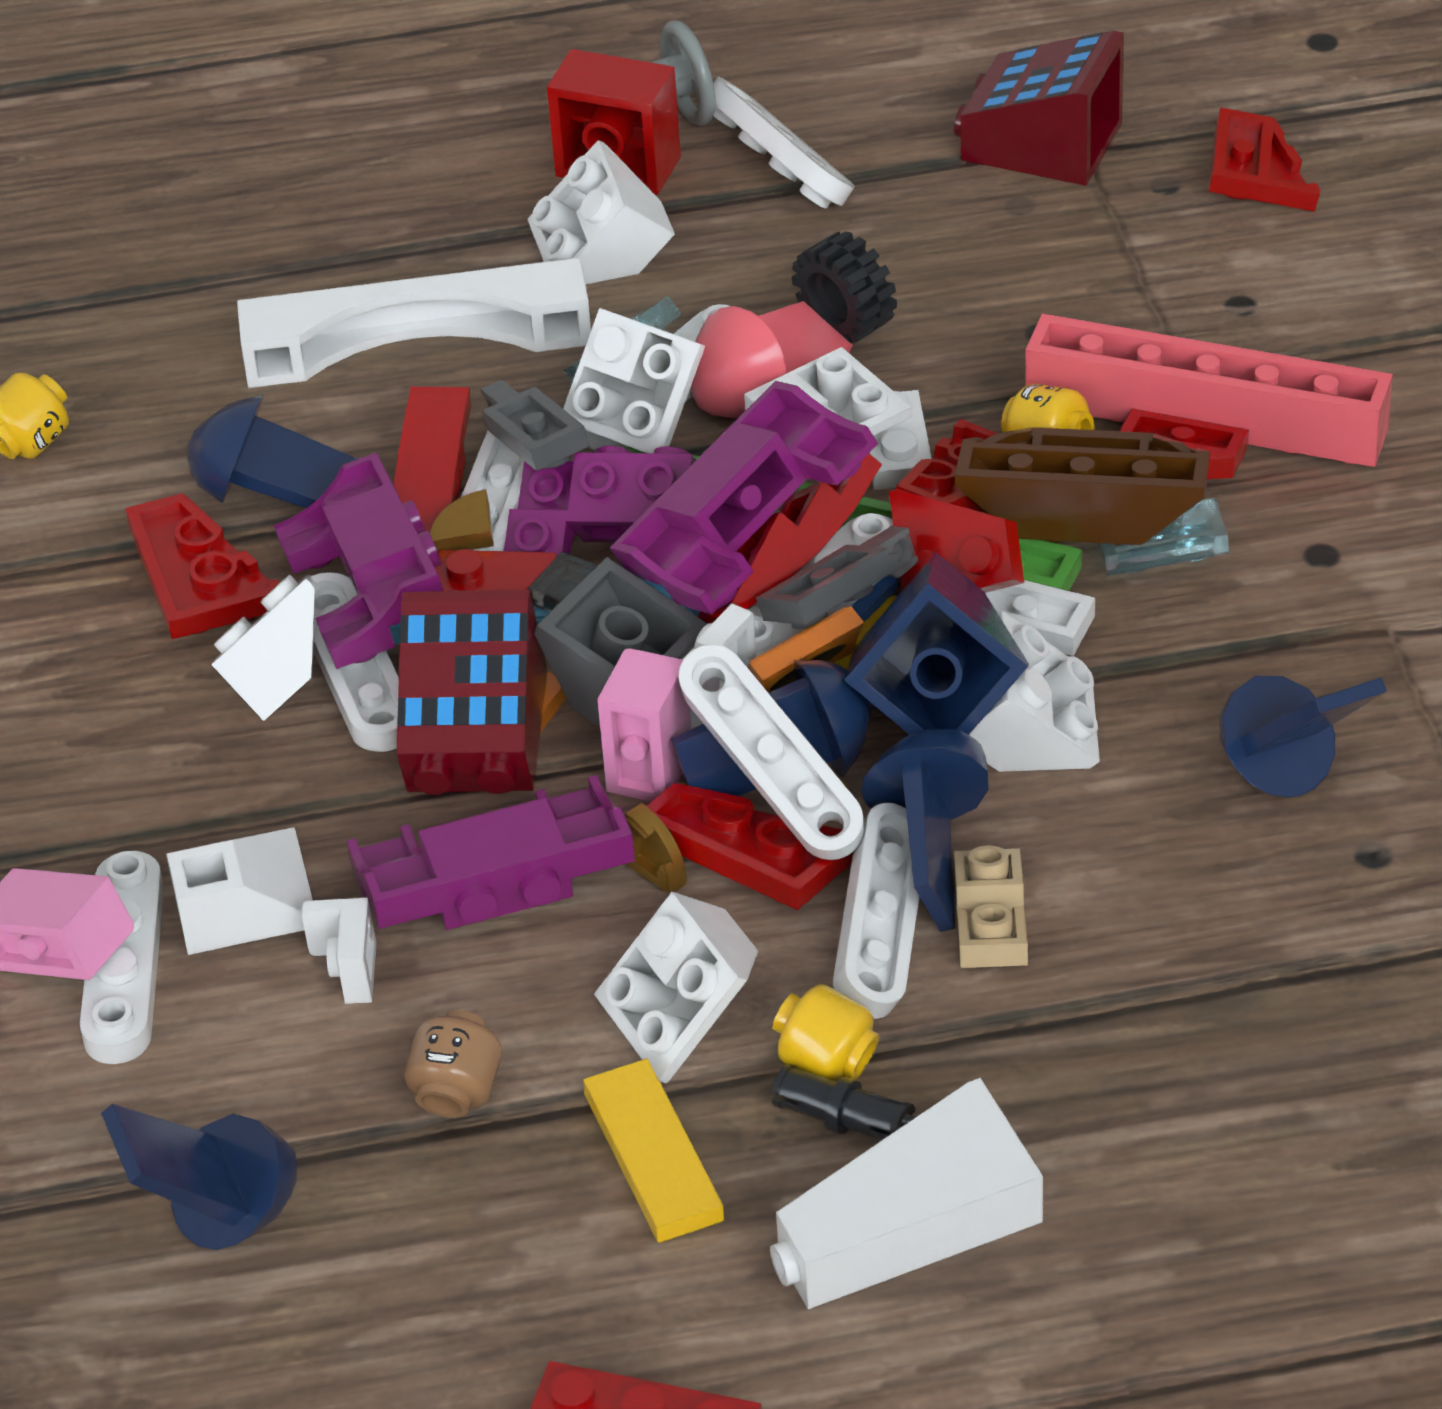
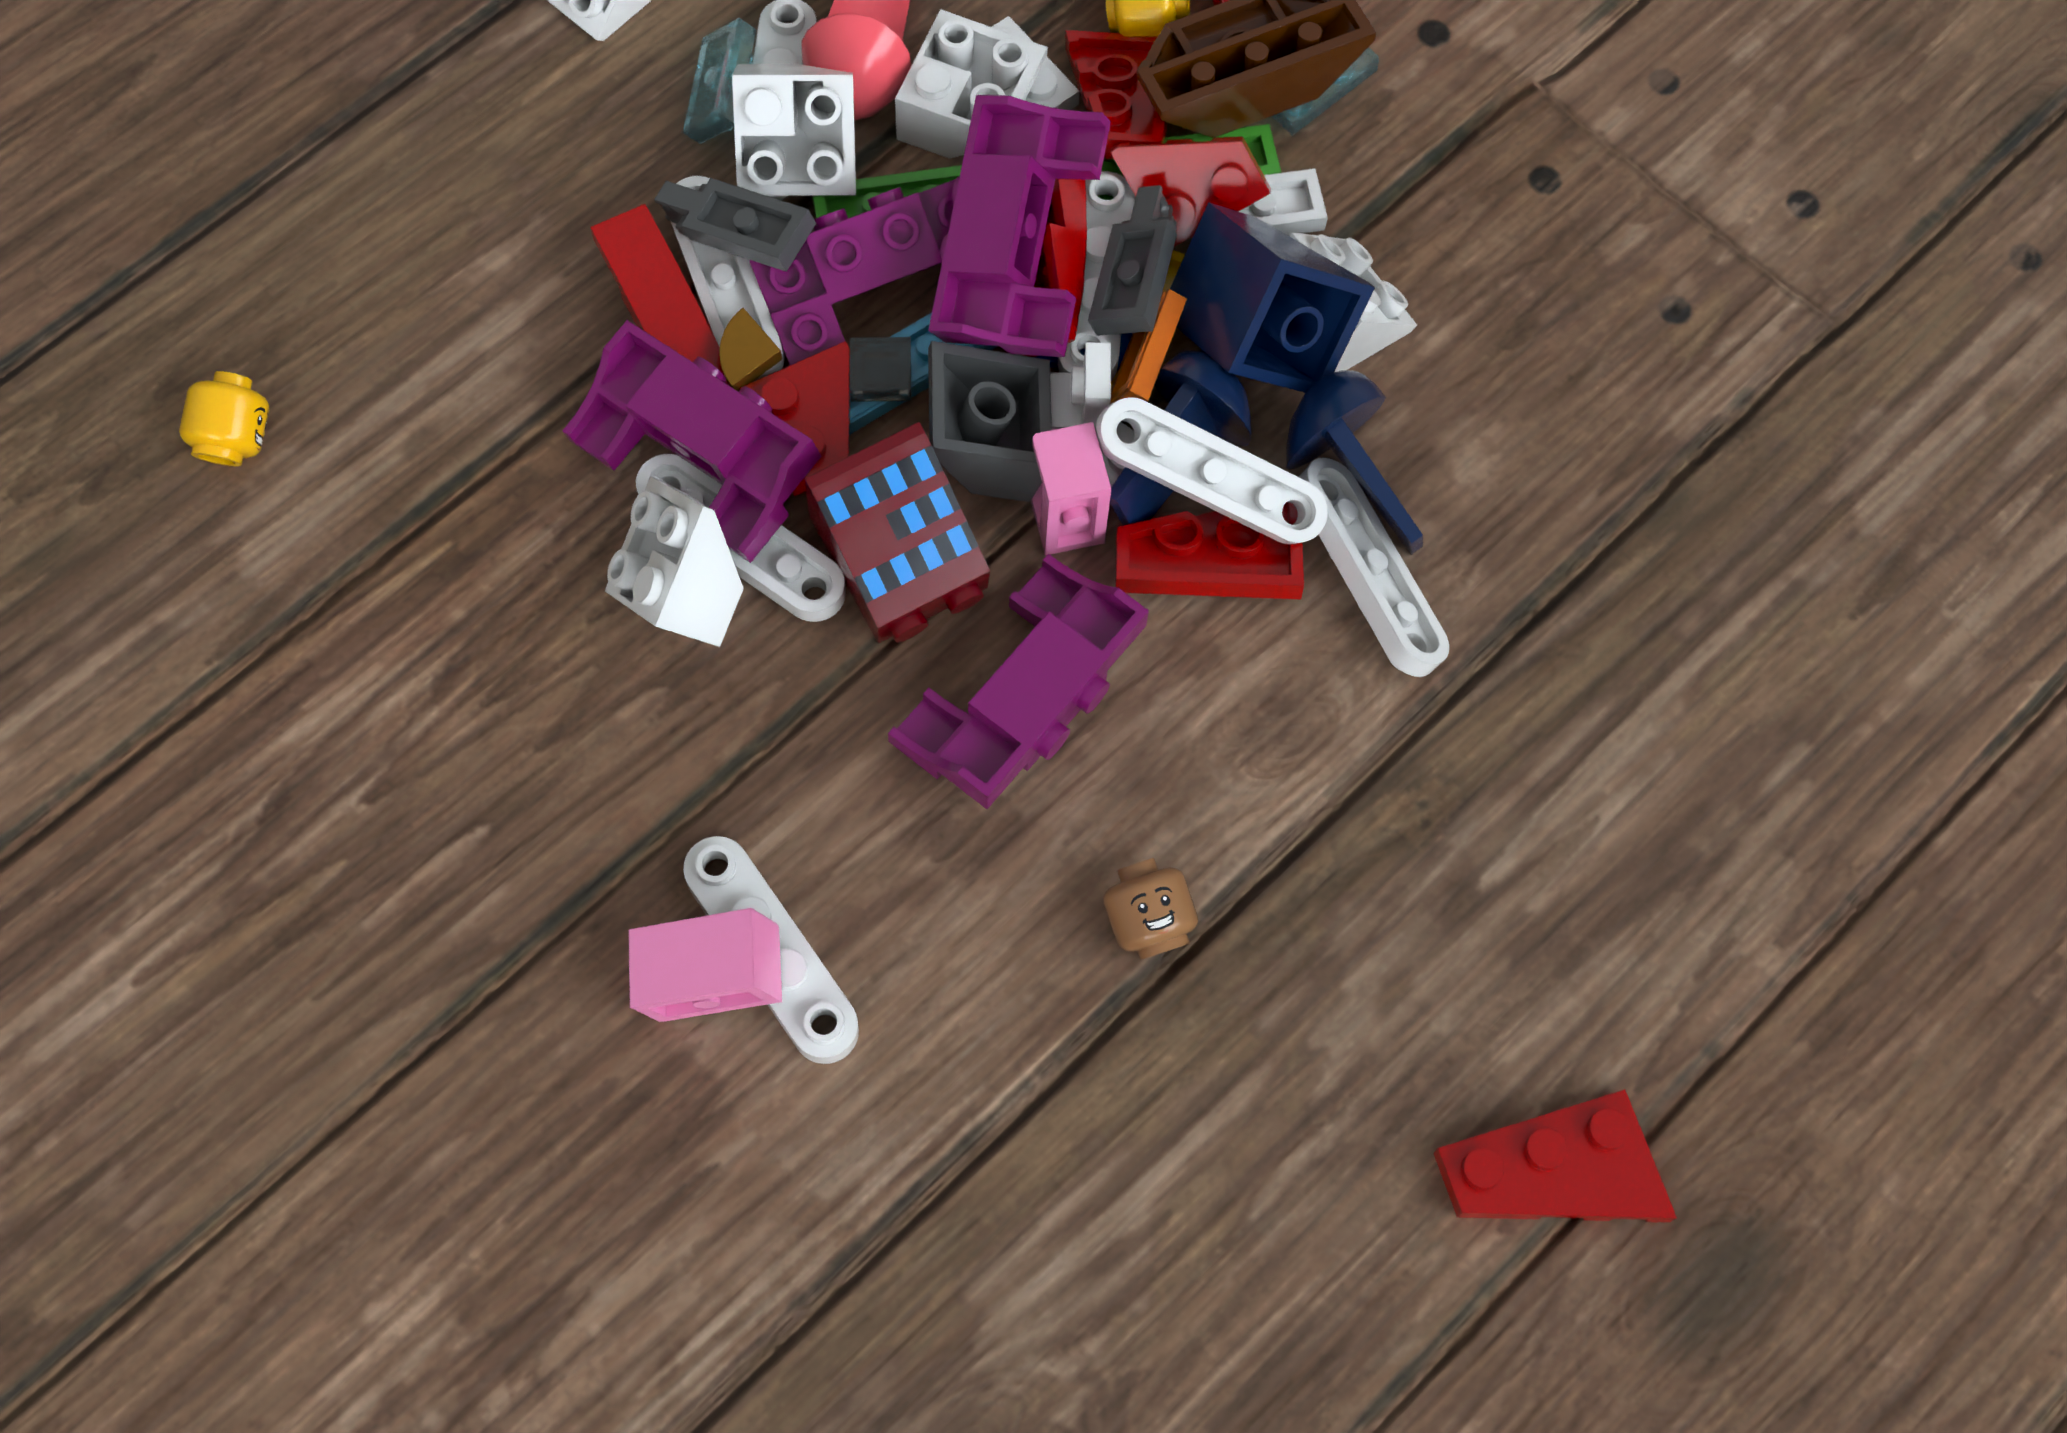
camera: 40 degrees left, 25 degrees up
(193, 568) = (520, 512): red wing -> none
(219, 1178) = (1059, 1146): dark blue piece -> none
(239, 890) = (826, 827): white slope -> none
(260, 456) = (492, 364): dark blue piece -> none
(347, 937) = (978, 840): white bracket -> none
(521, 305) = (603, 78): white arch -> none
(653, 1150) = (1357, 894): yellow tile -> none
(655, 850) = (1161, 603): pearl gold tile -> none
(677, 980) = (1279, 730): white slope -> none
(825, 1033) = (1422, 714): yellow head -> none
(839, 1103) = (1478, 771): black pin -> none
(911, 1200) = (1602, 825): white slope -> none
(990, 907) = (1450, 525): tan slope -> none
(1284, 734) = (1557, 237): dark blue piece -> none

